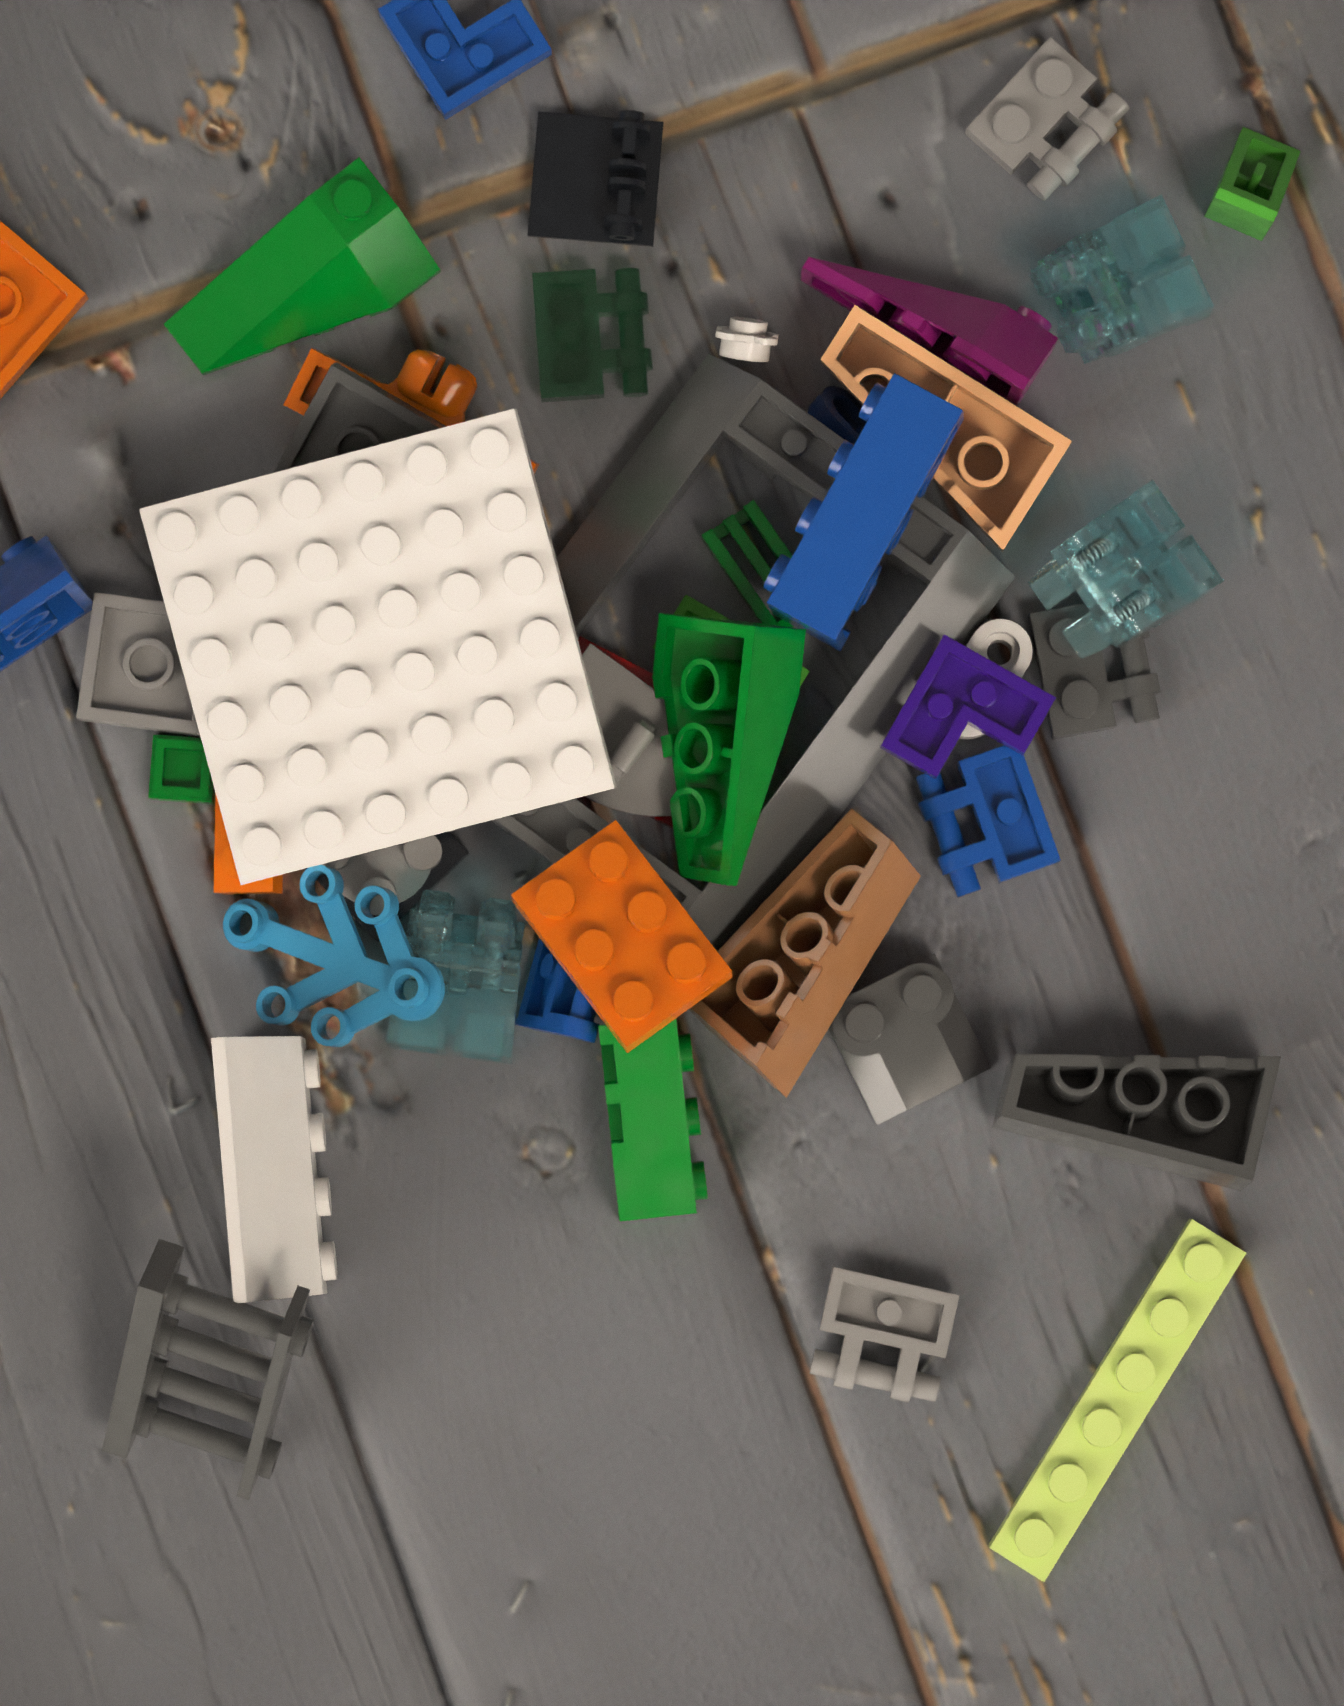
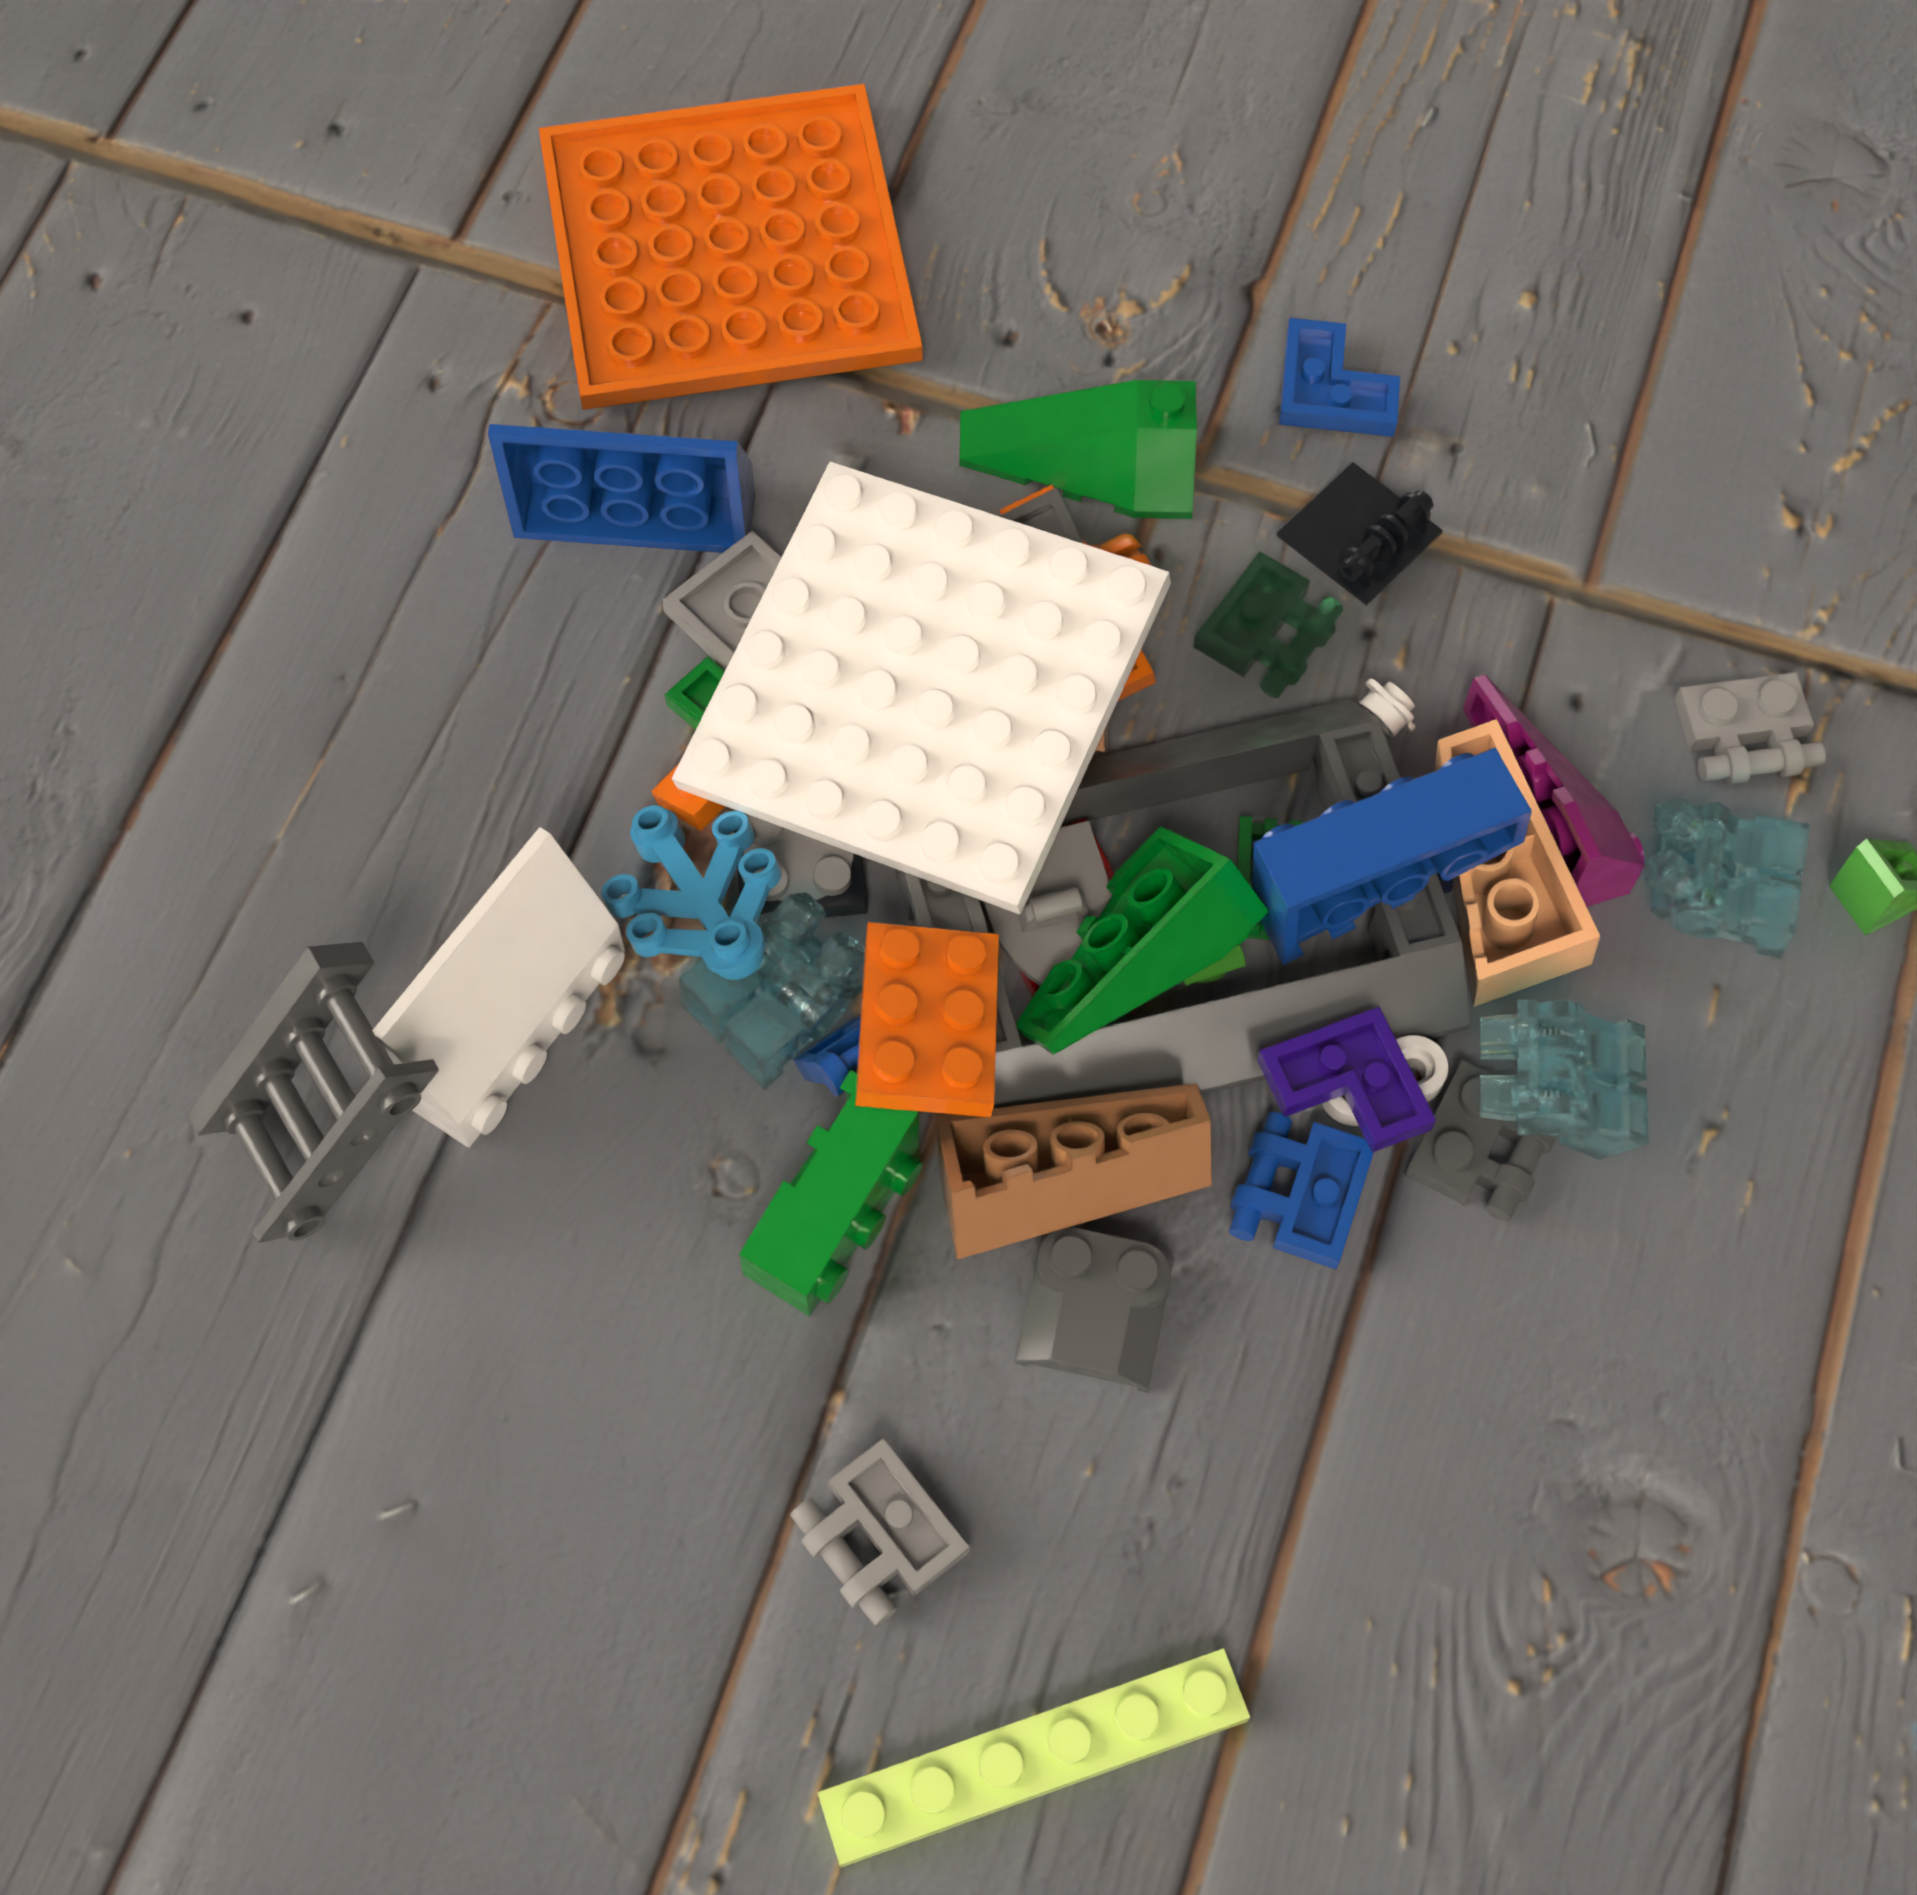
camera: 40 degrees right, 20 degrees down
(1149, 1110) = (1253, 1515): dark grey wedge -> none

